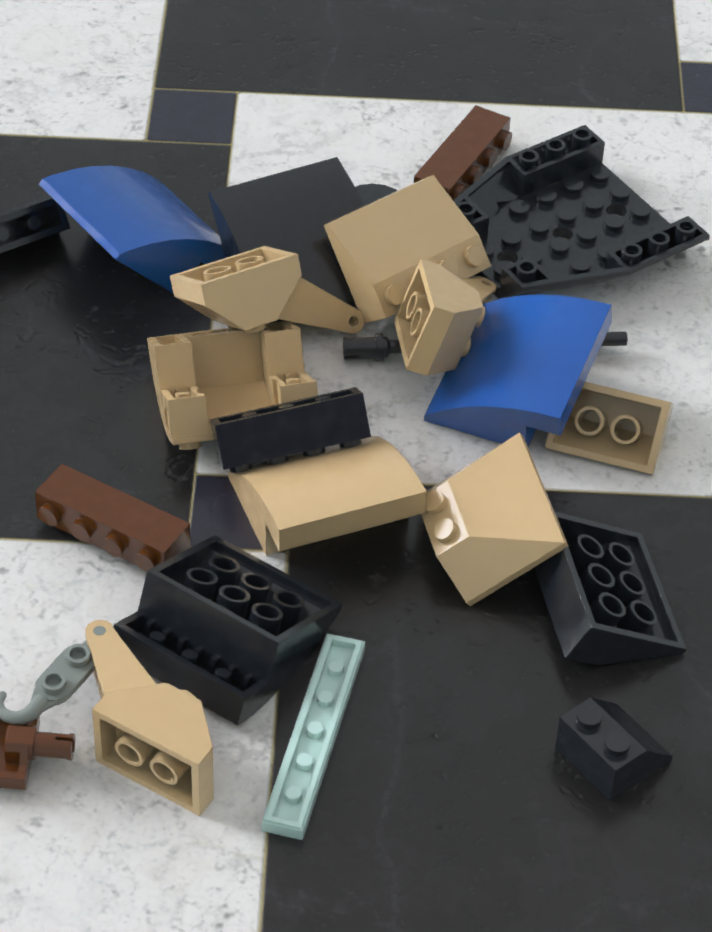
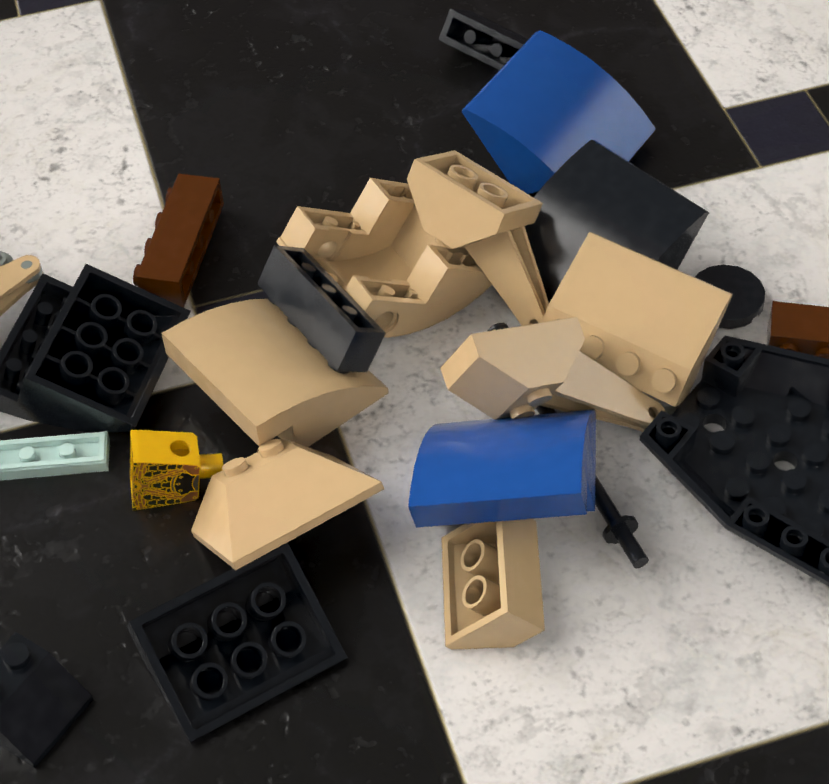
camera: 75 degrees right, 5 degrees up
(406, 578) = (167, 468): none -> yellow torso

